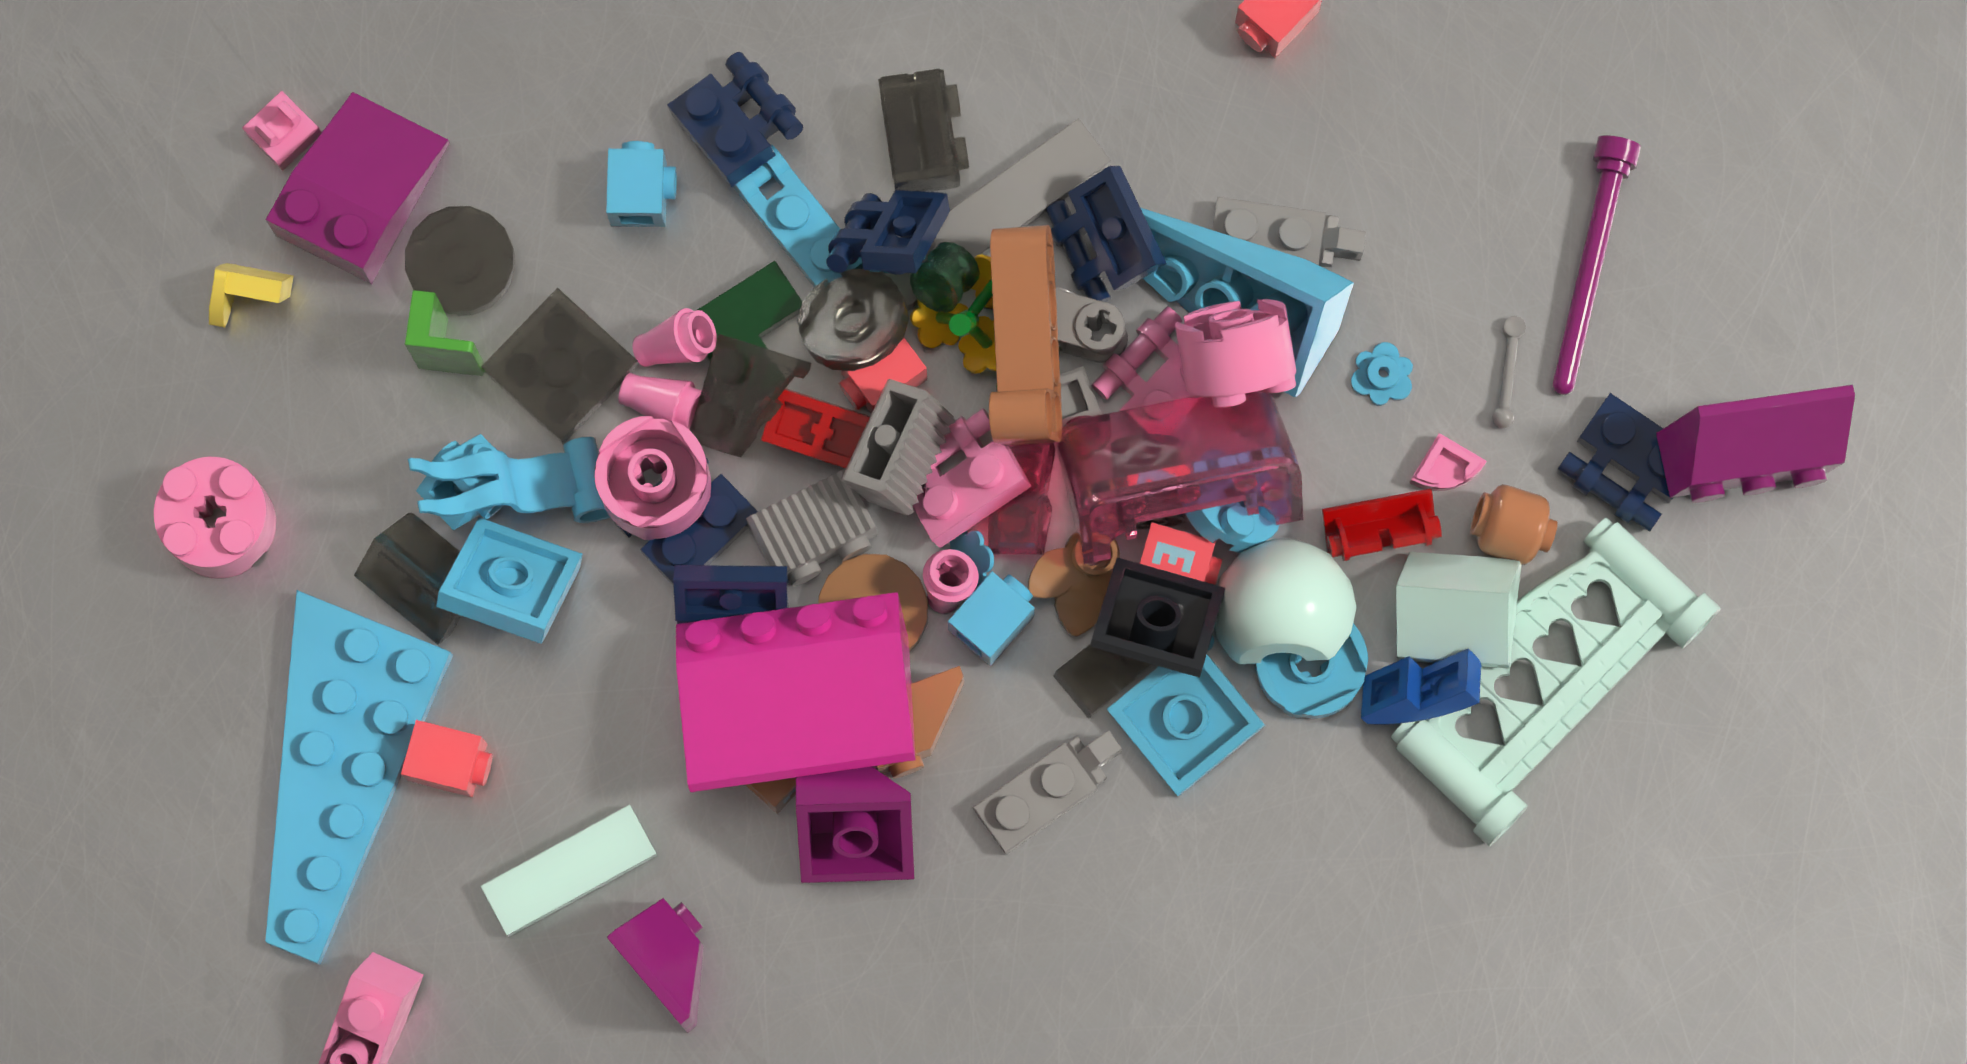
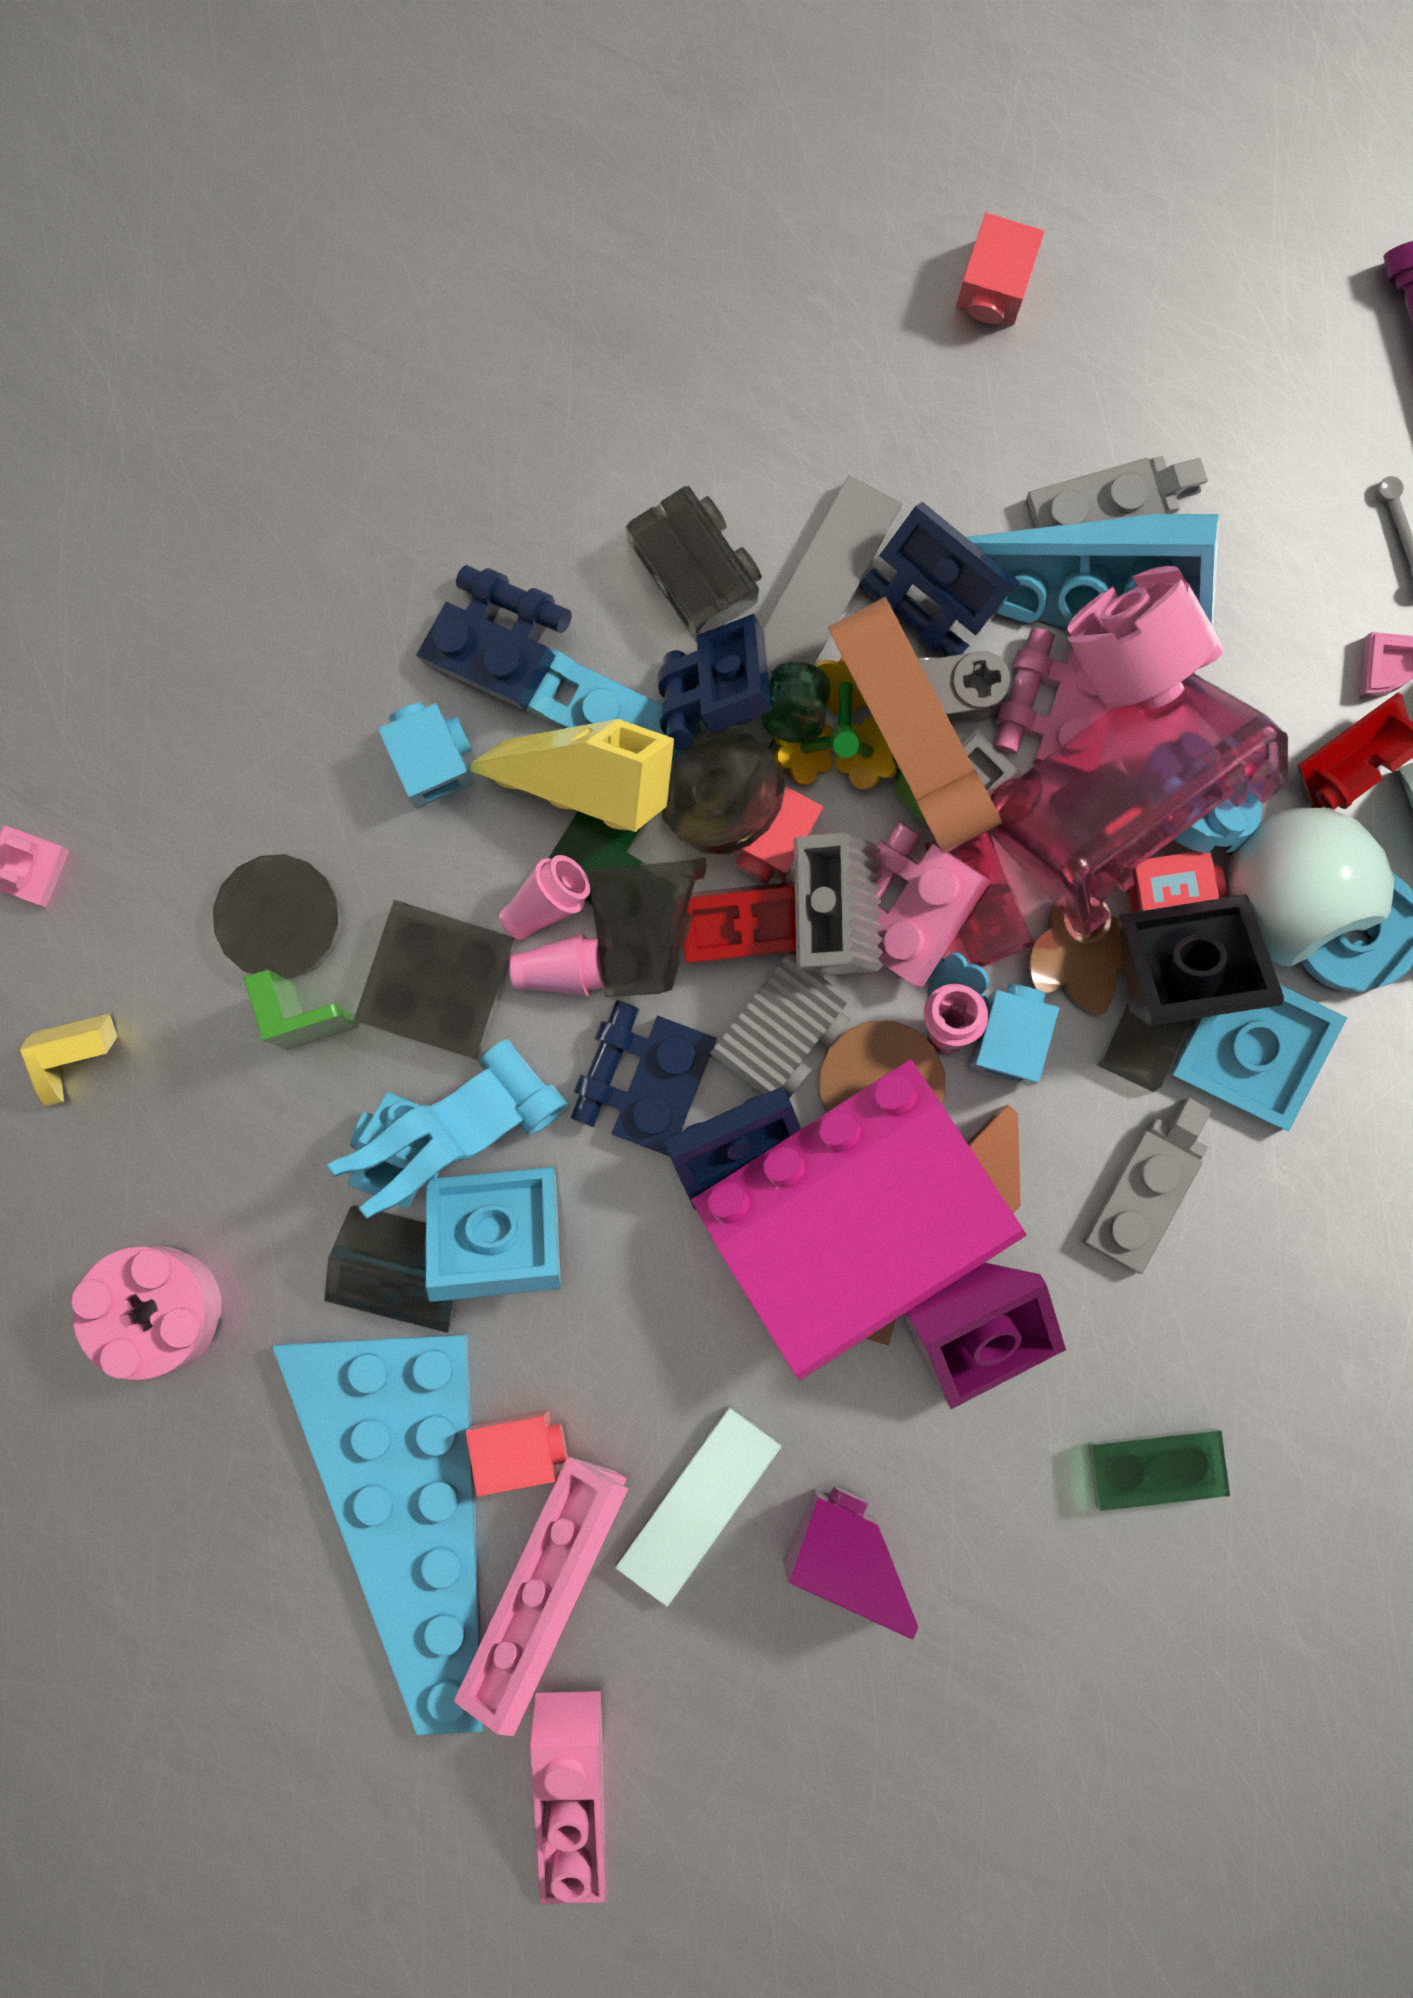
camera: 25 degrees left, 5 degrees up
(357, 187) = (131, 889): magenta slope -> none
(415, 873) = (541, 1595): none -> bright pink fence
(666, 449) = (587, 1020): bright pink brick -> none
(762, 257) = (594, 768): none -> light yellow slope
(944, 1009) = (1158, 1469): none -> clear green plate
(1369, 382) = (1269, 609): medium azure plant -> none

